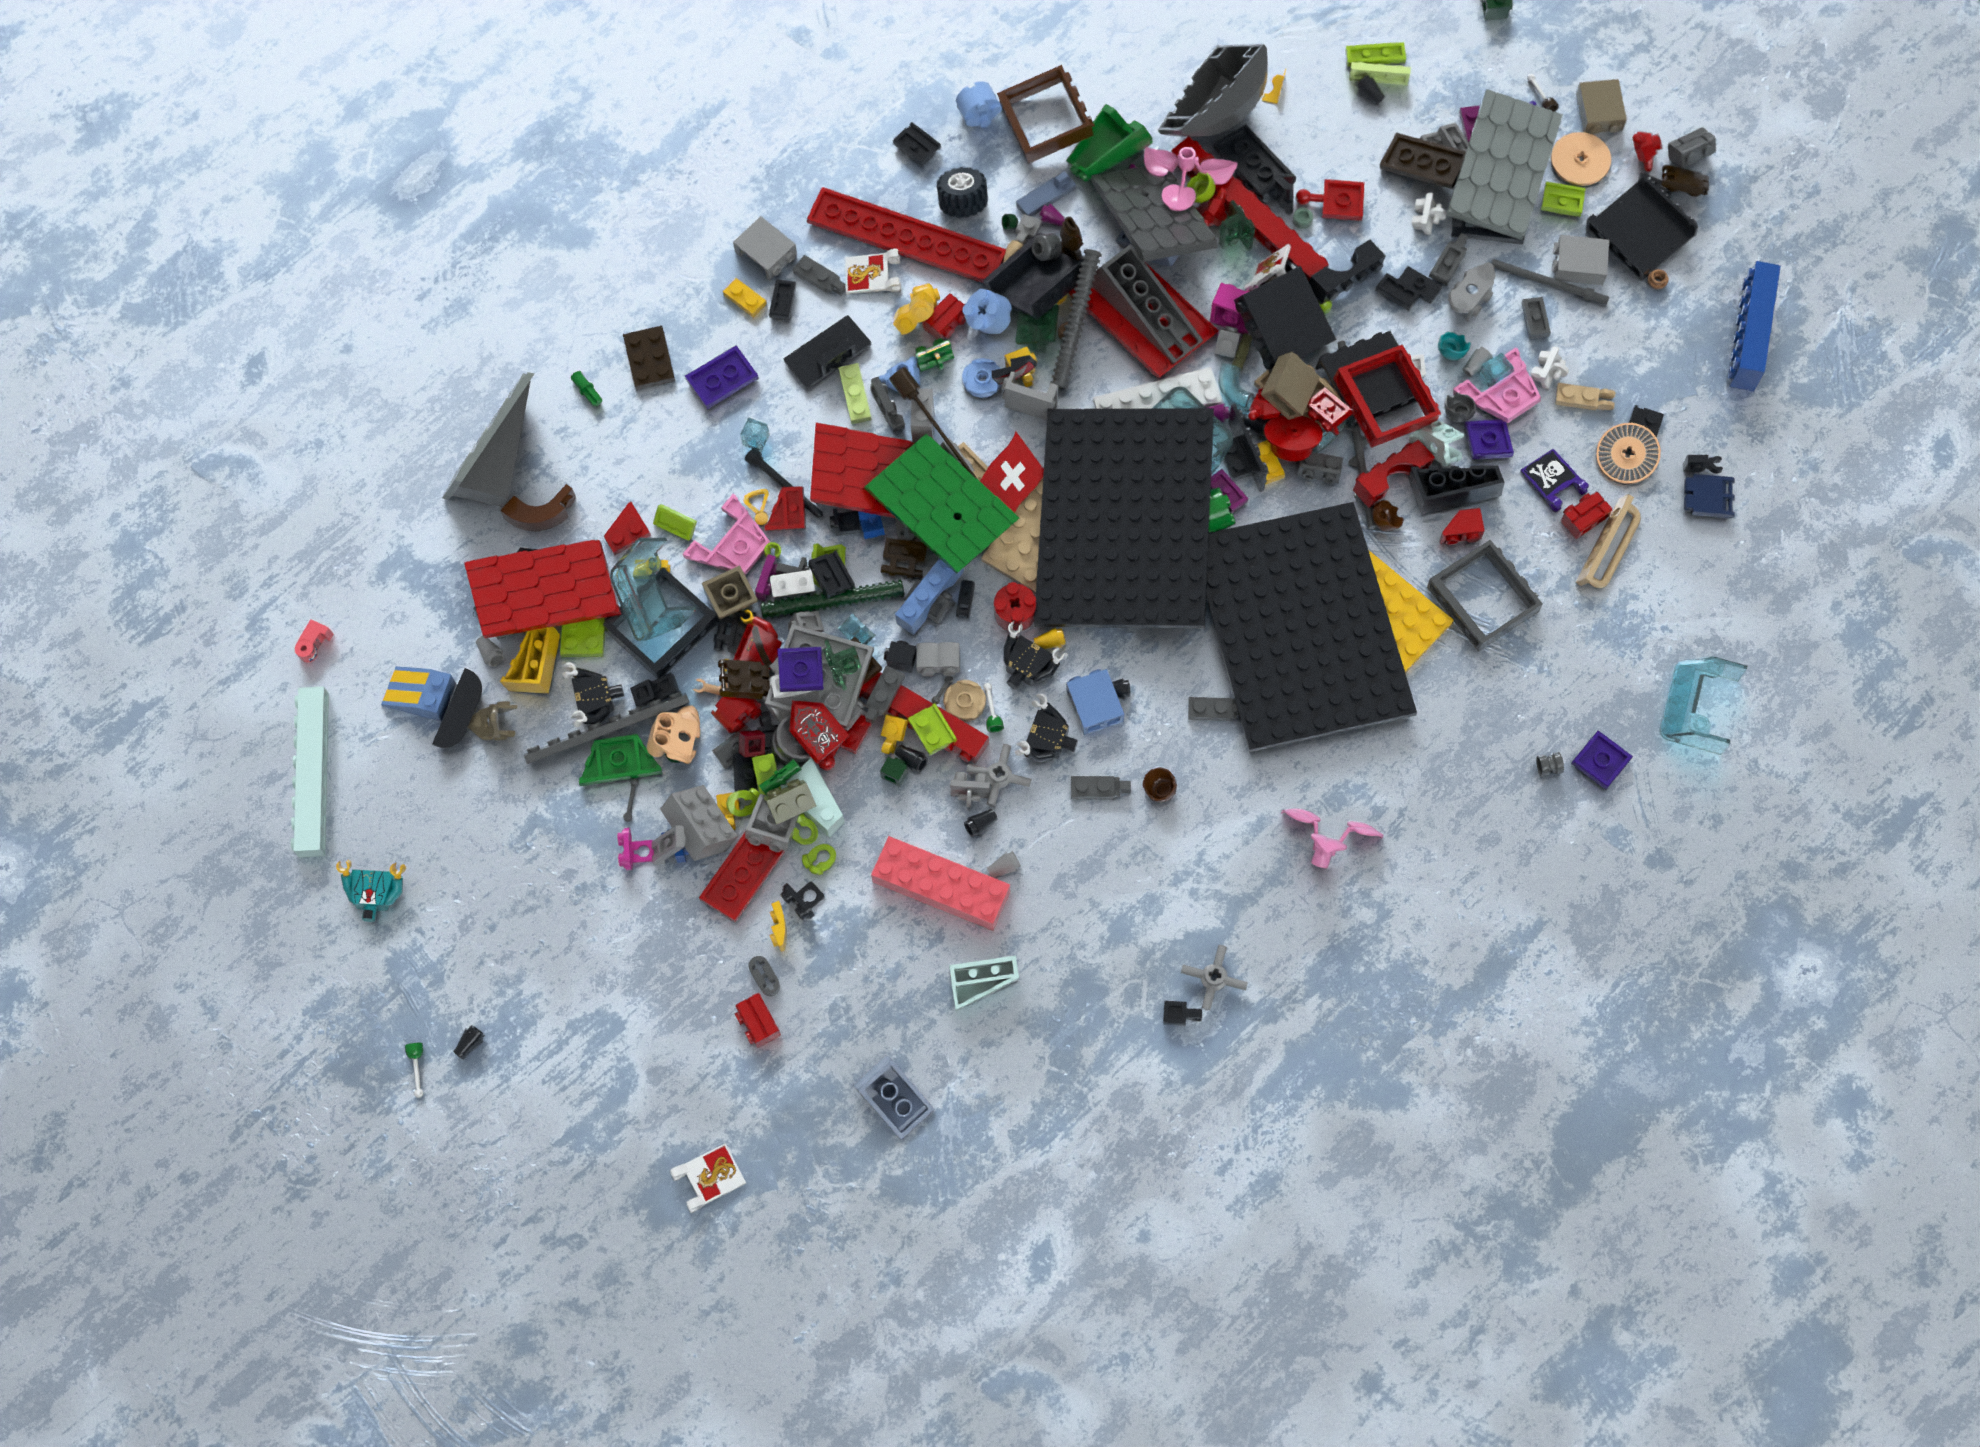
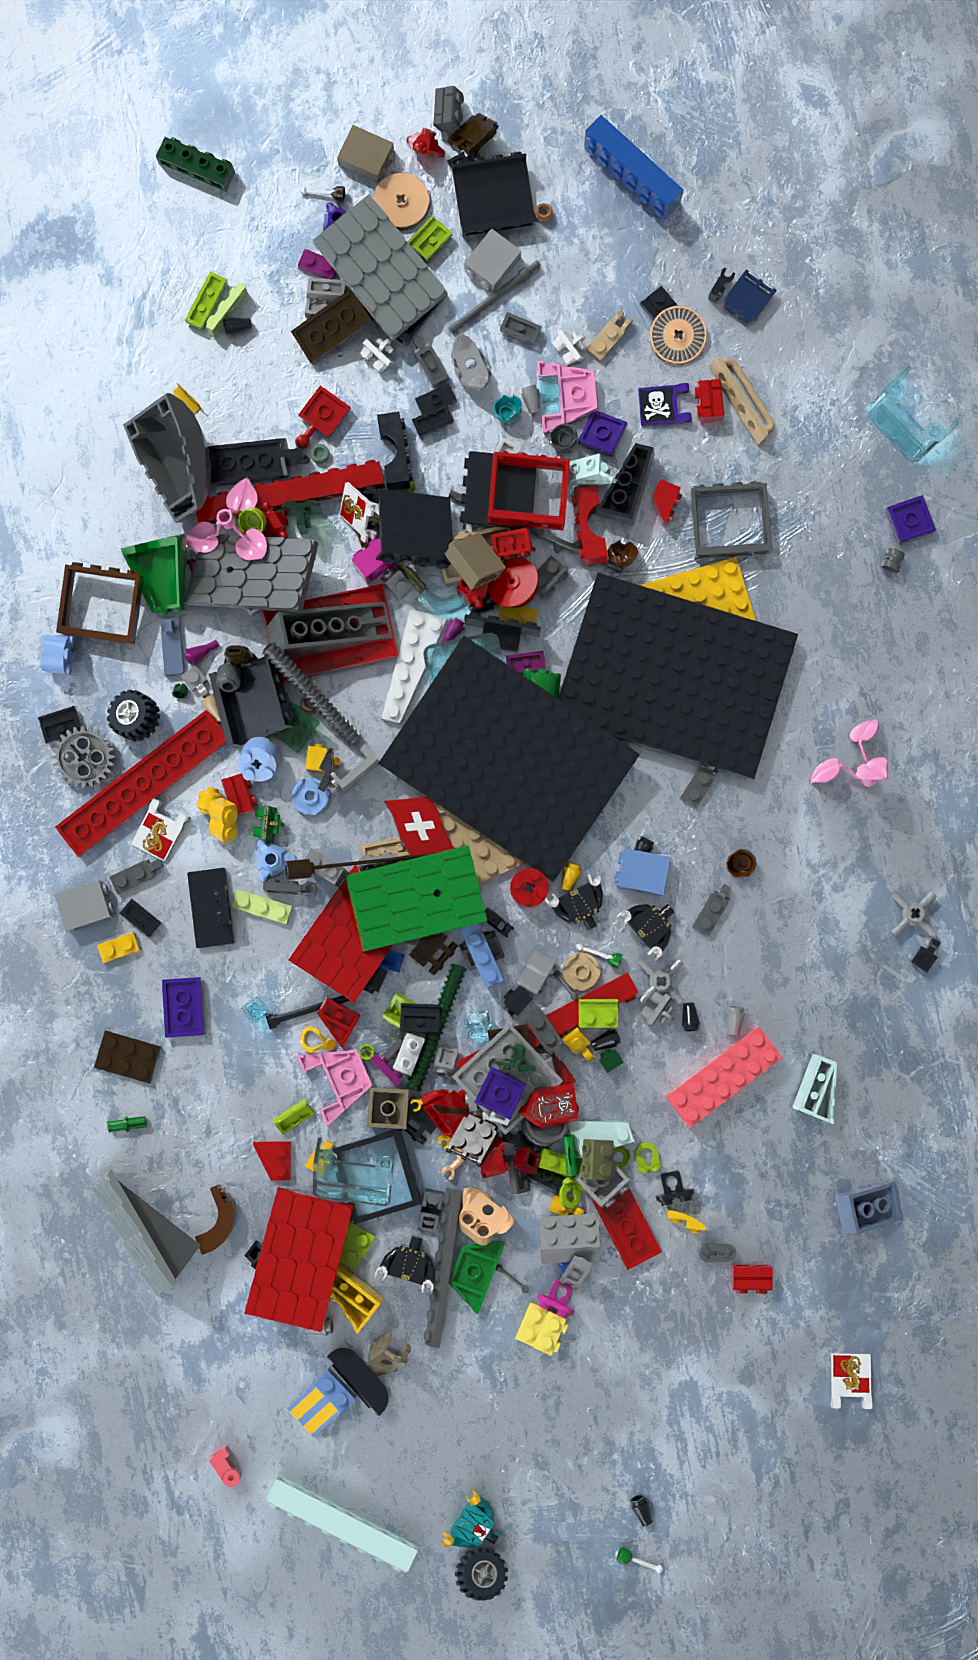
camera: 60 degrees left, 15 degrees up
(326, 920) = (481, 1574): none -> black wheel
(596, 851) = (541, 1329): none -> light yellow plate
(882, 173) = (71, 769): none -> light grey gear

